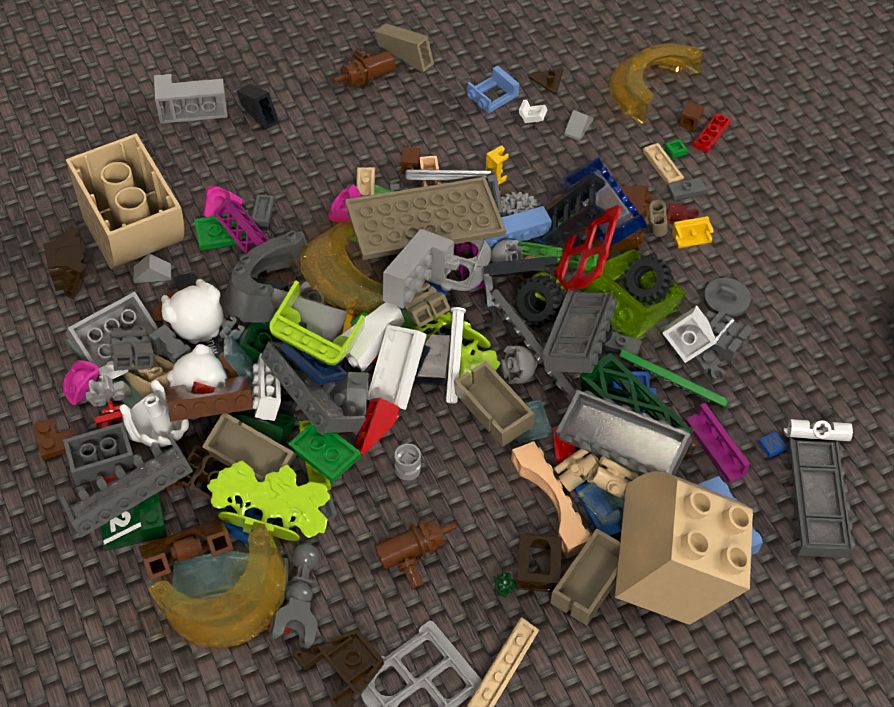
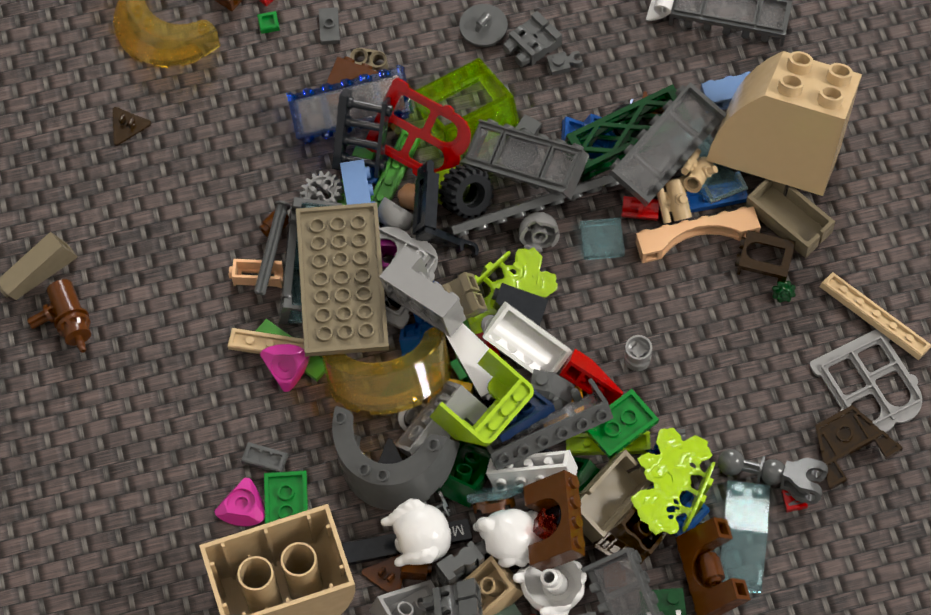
camera: 75 degrees left, 10 degrees up
(189, 99) = (73, 527): light grey hinge -> none
(236, 613) = (794, 529): clear yellow windscreen -> none
(244, 224) = (296, 470): magenta fence -> none
(258, 105) = (95, 444): black slope -> none
(406, 546) = (736, 372): reddish brown piece -> none
(410, 158) = (227, 290): reddish brown brick -> none
(454, 353) = (502, 277): white axle -> none
(494, 161) = (264, 199): yellow hinge -> none
(494, 403) = (587, 259): dark tan piece -> none
(499, 78) = (126, 169): medium blue panel -> none
(532, 113) = (182, 150): white bracket -> none
(578, 125) = (210, 108): light grey slope -> none
(661, 286) = (474, 82): black tyre -> none
(662, 164) = (288, 40): tan tile -> none
(674, 379) = (580, 95): green tile -> none
(680, 213) = (363, 39): clear red plate -> none
(690, 334) = (532, 66): white slope -> none
(692, 232) = (394, 34): yellow hinge -> none
(718, 444) = (659, 78): magenta fence -> none
(772, 444) = (665, 33): blue tile -> none

